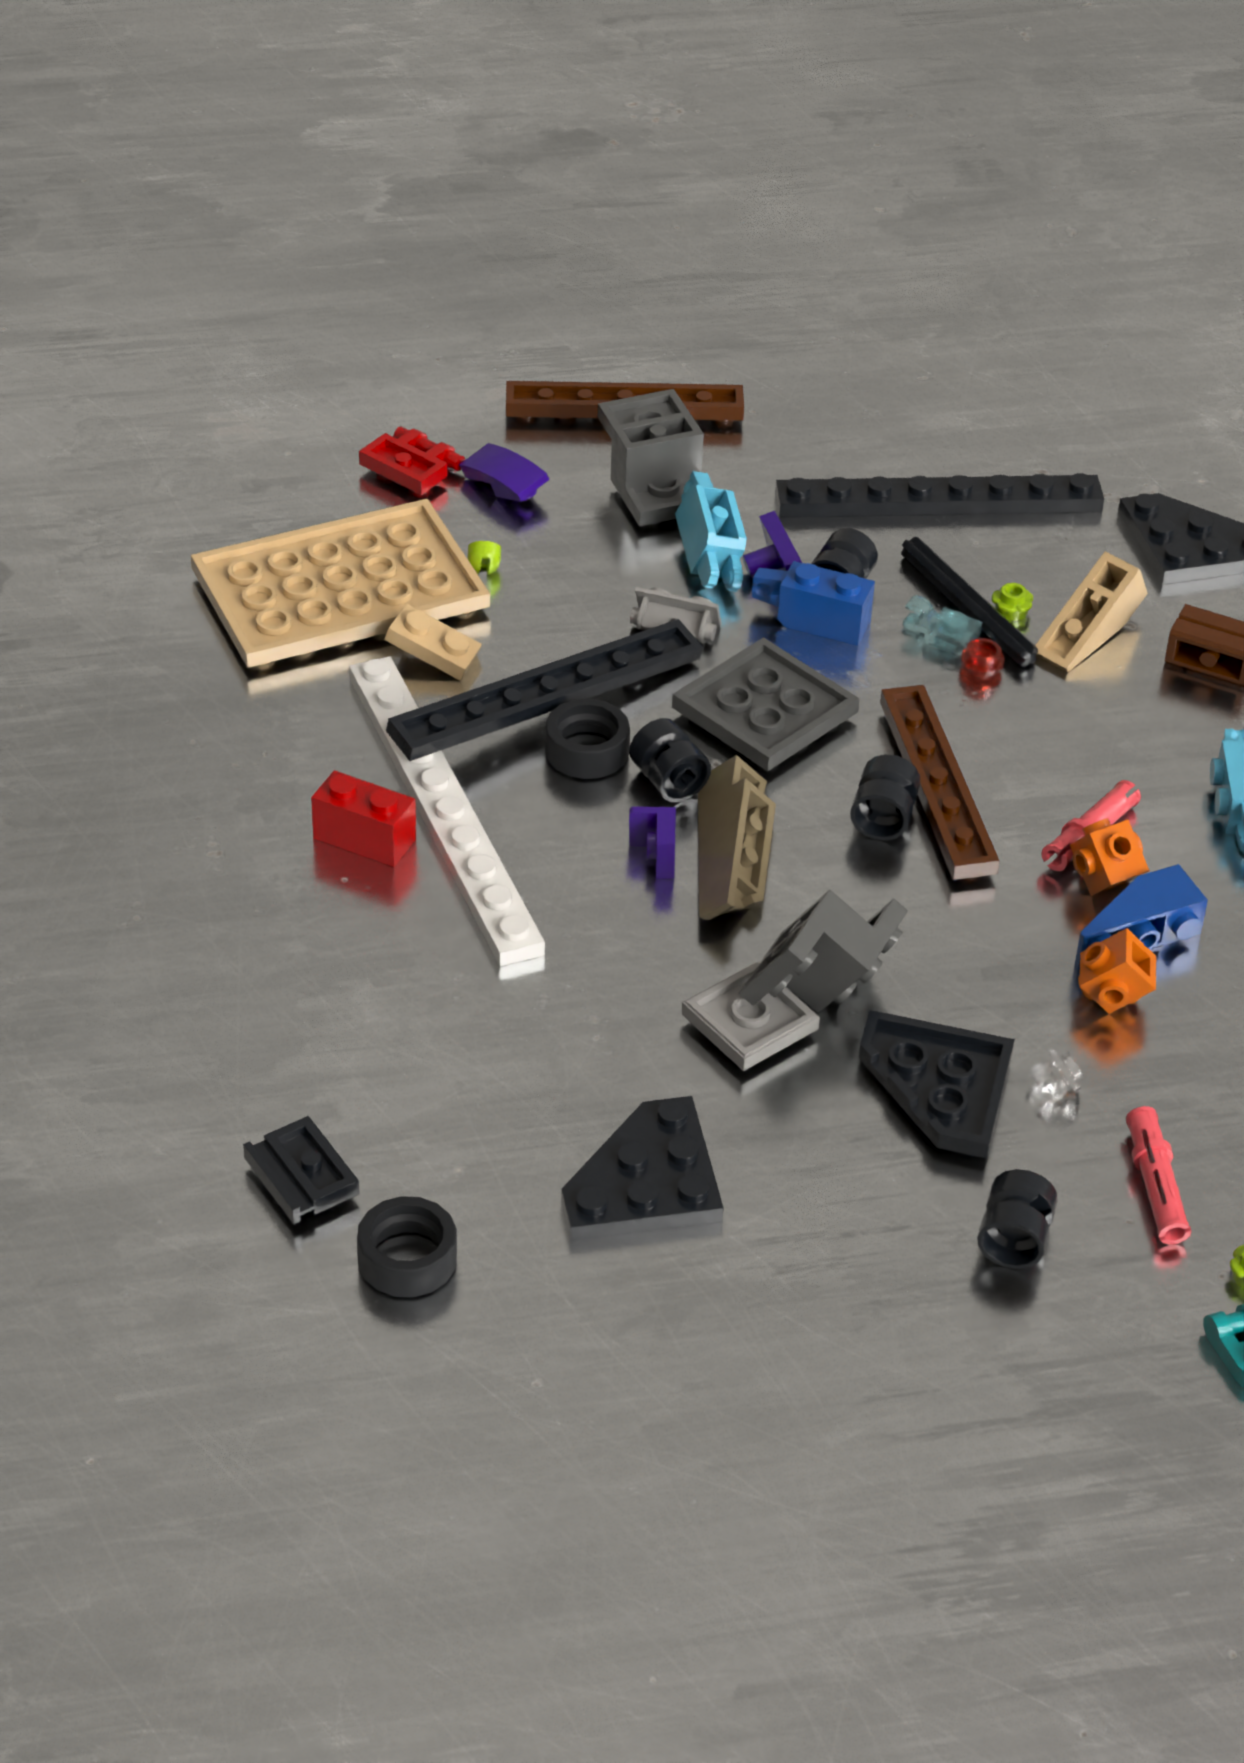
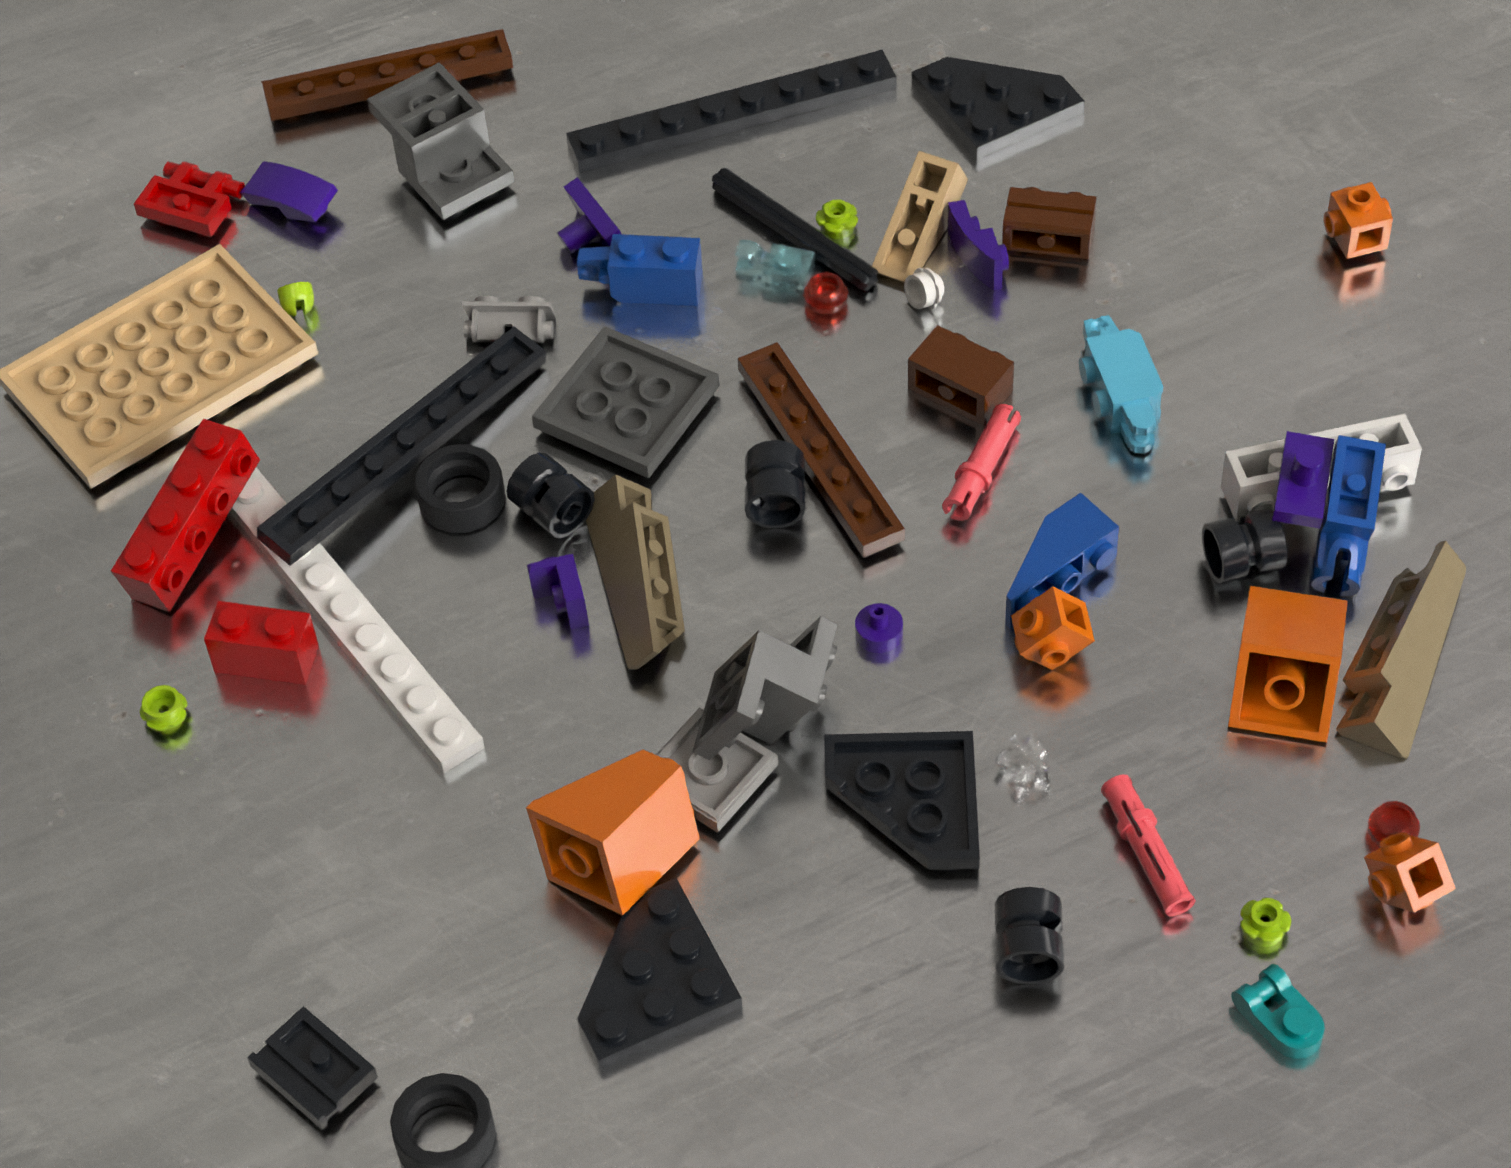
camera: 10 degrees left, 10 degrees up
(257, 852) = (161, 699): none -> lime plate
(326, 699) = (185, 515): none -> red brick
(433, 641) = (273, 413): tan plate -> none
(646, 1035) = (615, 829): none -> orange slope
(711, 532) = (519, 216): medium azure hinge -> none
(848, 552) = (662, 211): black wheel -> none
(950, 939) = (879, 628): none -> dark purple tile
(1078, 674) = (924, 289): none -> white plate
(1091, 748) = (960, 374): none -> reddish brown brick
(1108, 855) = (1010, 498): orange brick -> none
(1140, 649) = (976, 247): none -> dark purple slope

